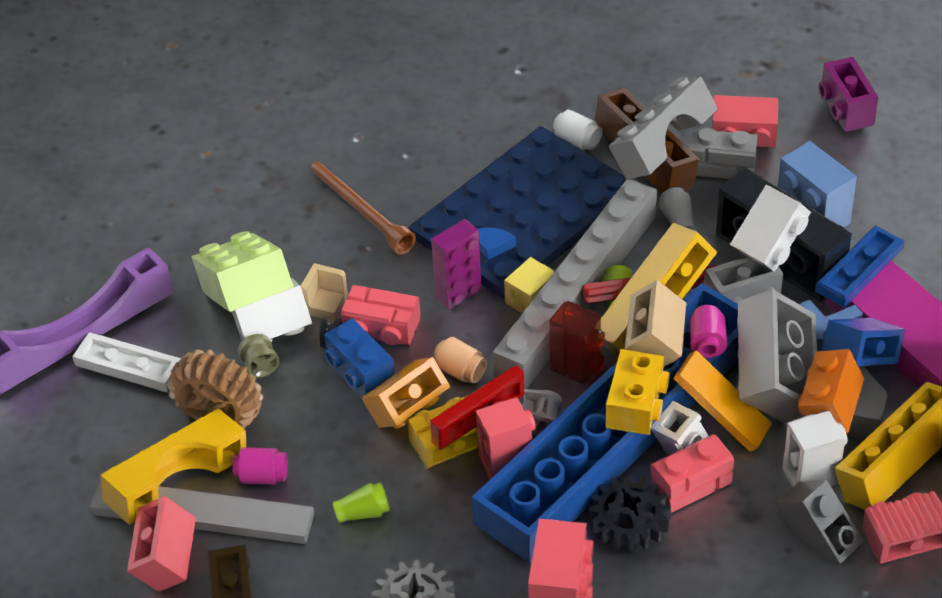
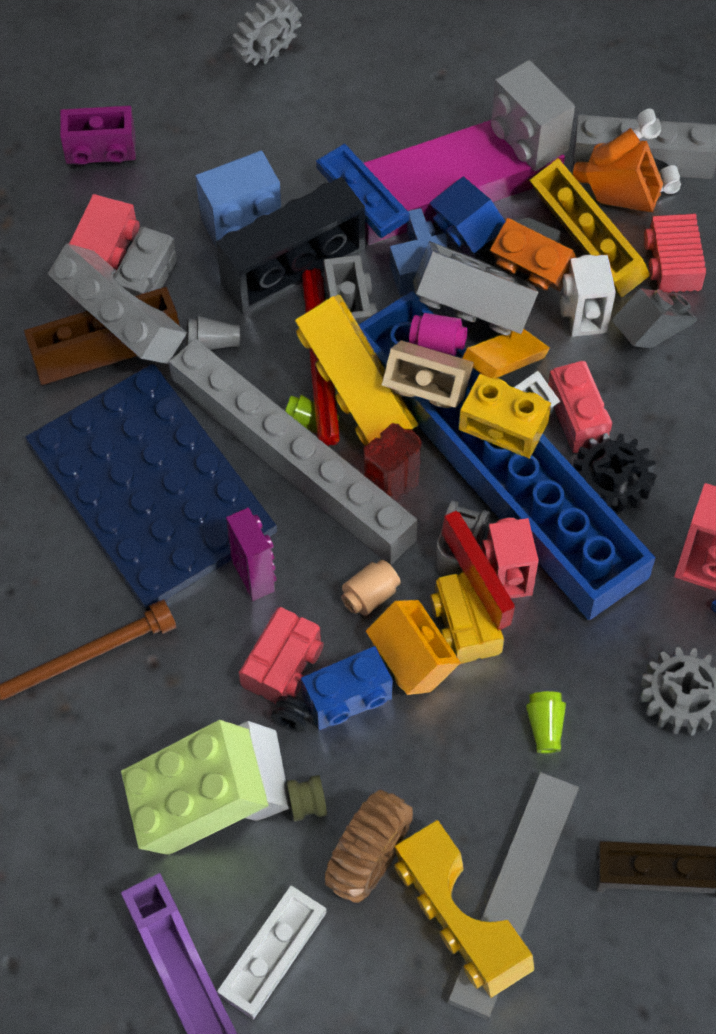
camera: 80 degrees left, 15 degrees up
(161, 544) = (574, 935): coral brick -> none
(260, 466) = (473, 817): dark pink brick -> none
(325, 291) = (227, 705): tan panel -> none
(495, 241) = (210, 517): blue tile -> none
(526, 283) = (283, 497): light yellow panel -> none
(577, 130) = (50, 400): white brick -> none
(771, 228) = (329, 237): white brick -> none

